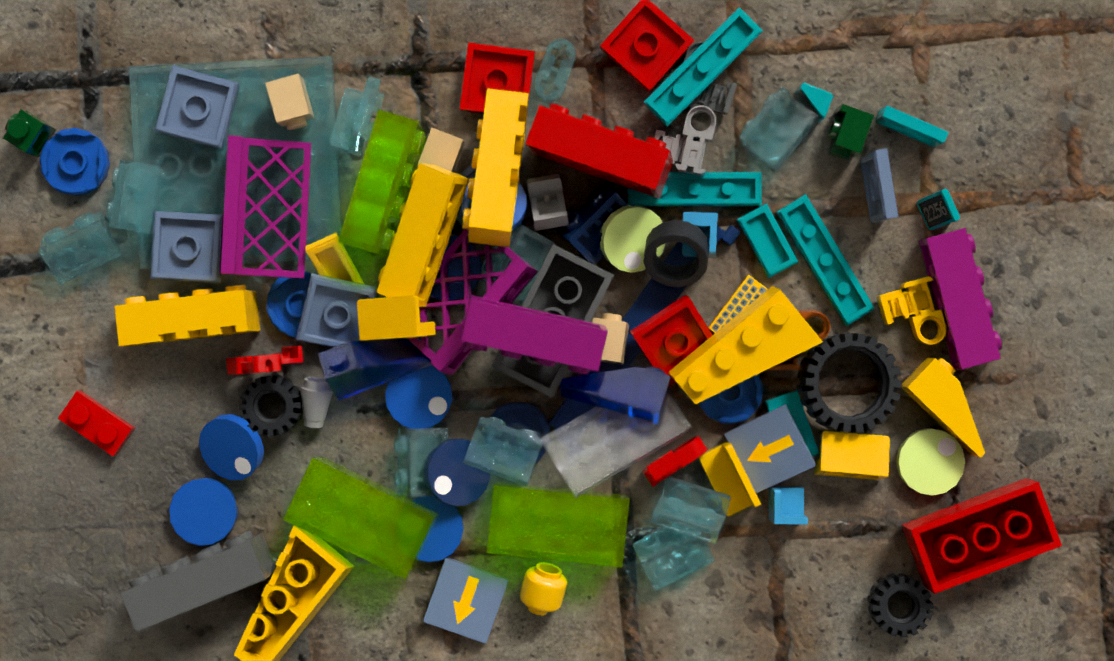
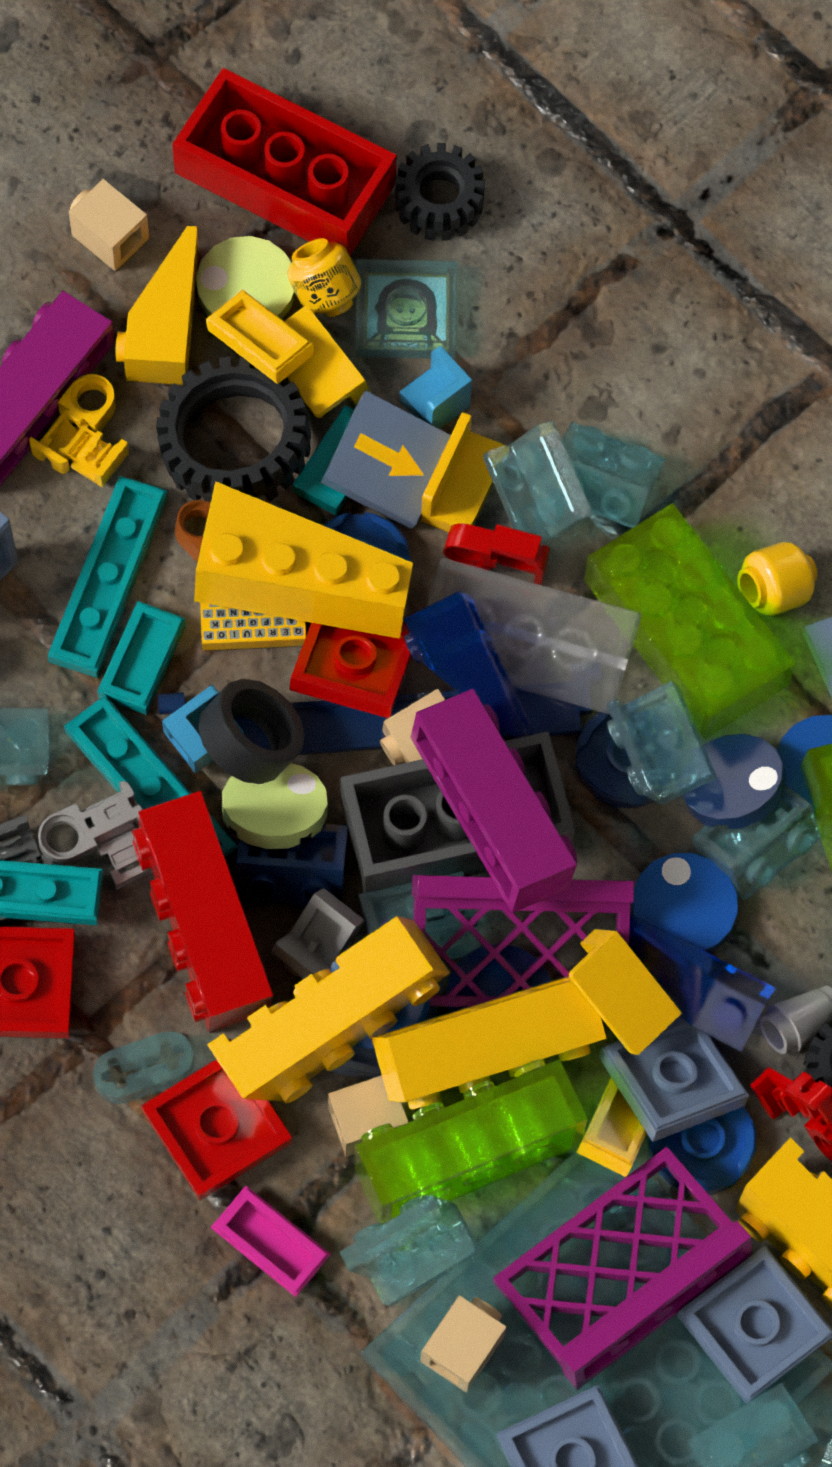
camera: 130 degrees left, 20 degrees down
(420, 60) = (270, 1241): none -> dark pink tile
(849, 532) = (406, 308): none -> clear light blue tile
(889, 436) = (260, 336): none -> yellow tile
(898, 500) = (324, 277): none -> yellow head
(1023, 417) = (108, 224): none -> tan brick

